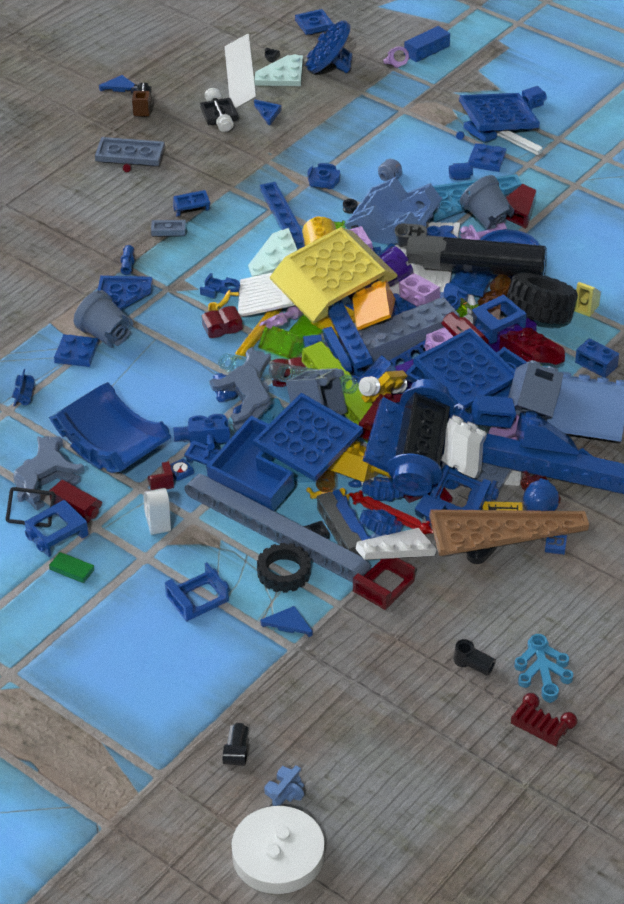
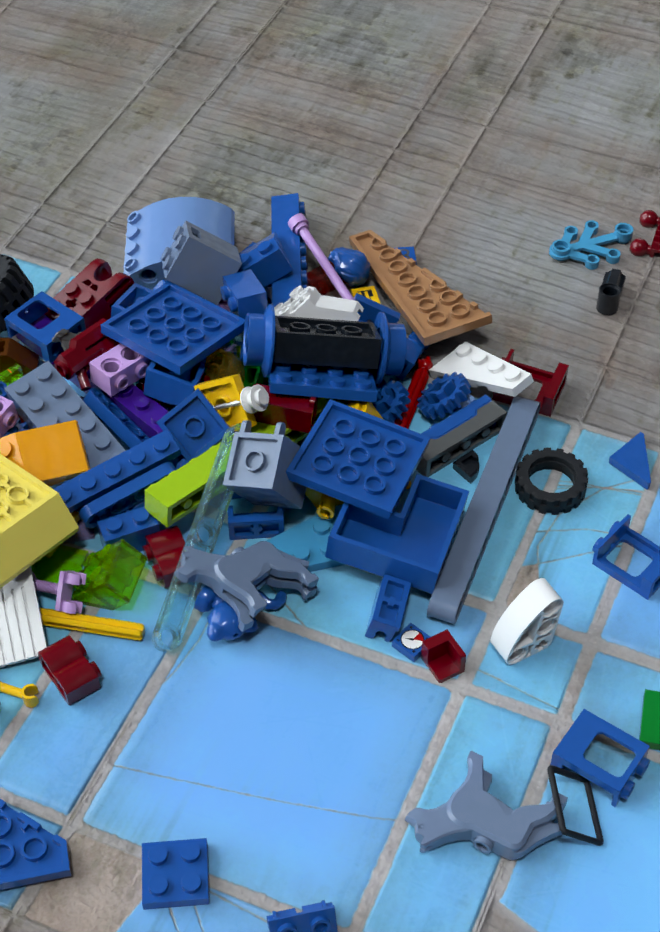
camera: 105 degrees left, 5 degrees up
(81, 501) = (535, 751): dark red brick -> none
(102, 319) = (115, 829): sand blue piece -> none
(107, 430) = (380, 739): blue panel -> none
(204, 430) = (339, 617): blue piece -> none
(578, 463) = (299, 226): none -> lavender piece
(597, 357) = (71, 257): blue brick -> none

